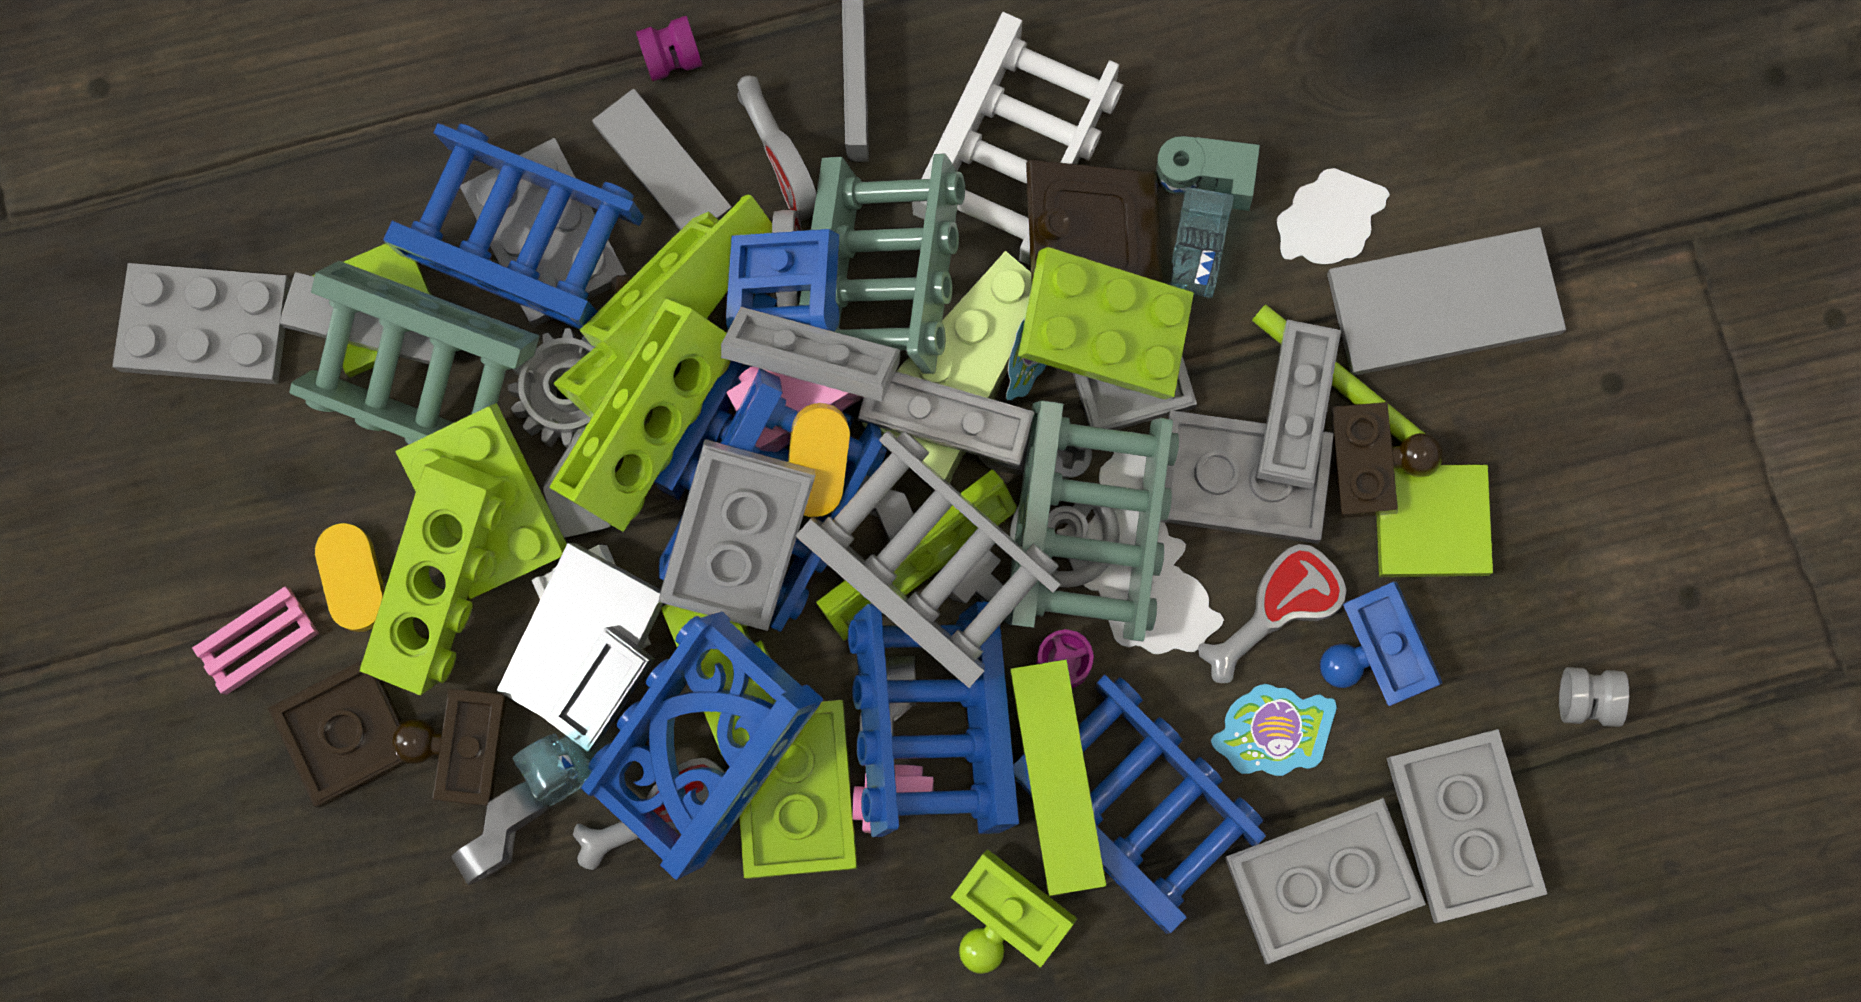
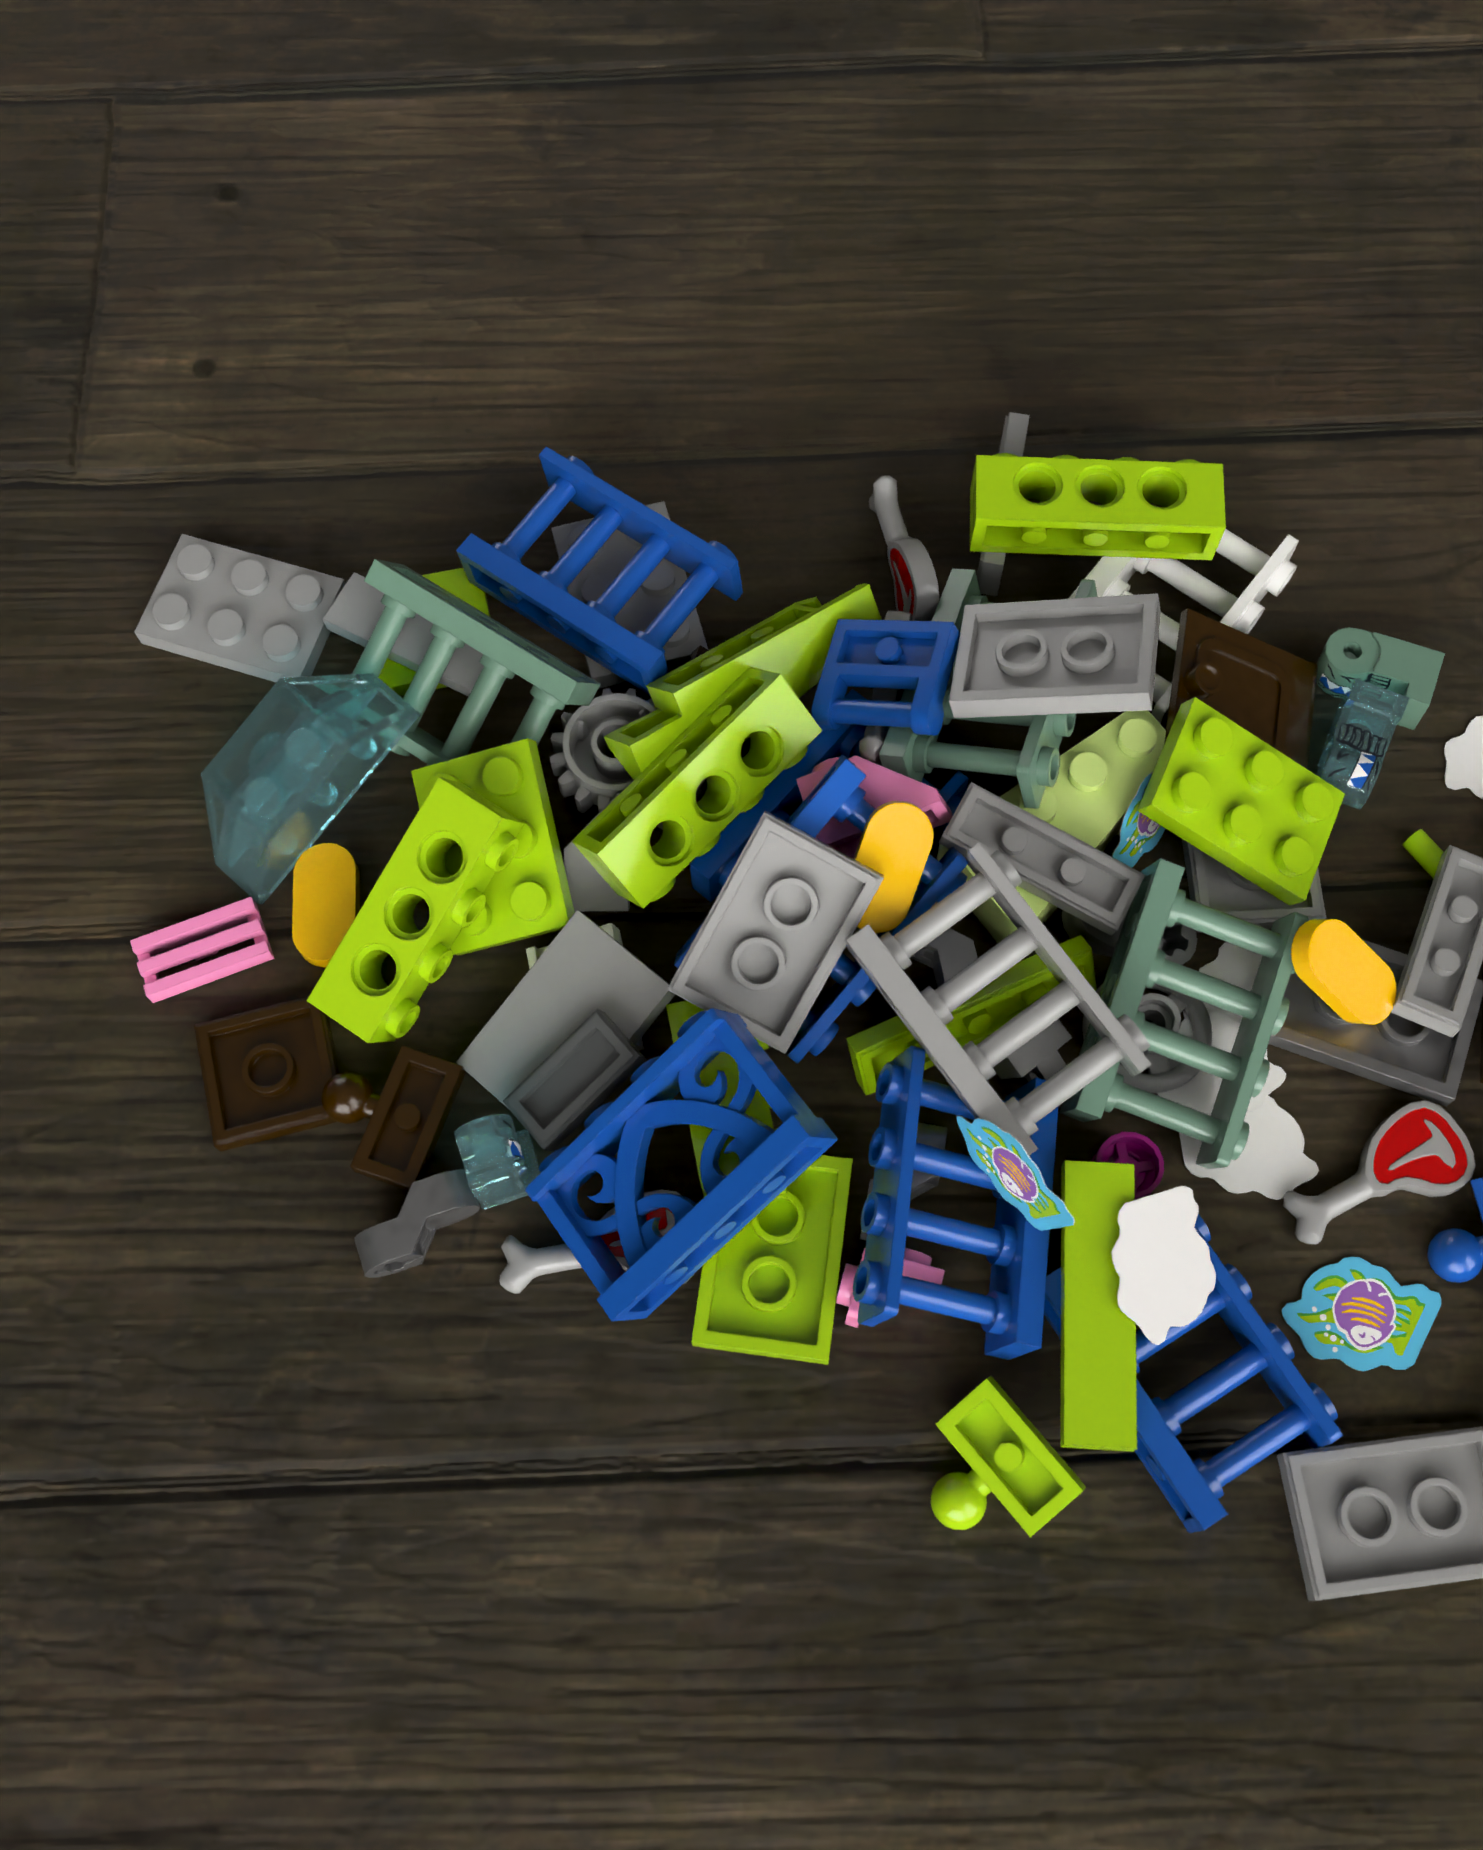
camera: 10 degrees right, 10 degrees down
(295, 468) = (296, 770): none -> clear light blue wedge
(656, 49) = (794, 437): magenta wheel -> none
(659, 161) = (767, 543): light grey tile -> none
(810, 353) = (904, 751): light grey tile -> none
(922, 243) = (1056, 657): none -> light grey plate
(962, 92) = (1123, 526): none -> lime brick
(969, 694) = (1014, 1174): none -> sticker
(1102, 733) = (1162, 1262): none -> white sticker
(1210, 458) = (1343, 971): none -> yellow tile

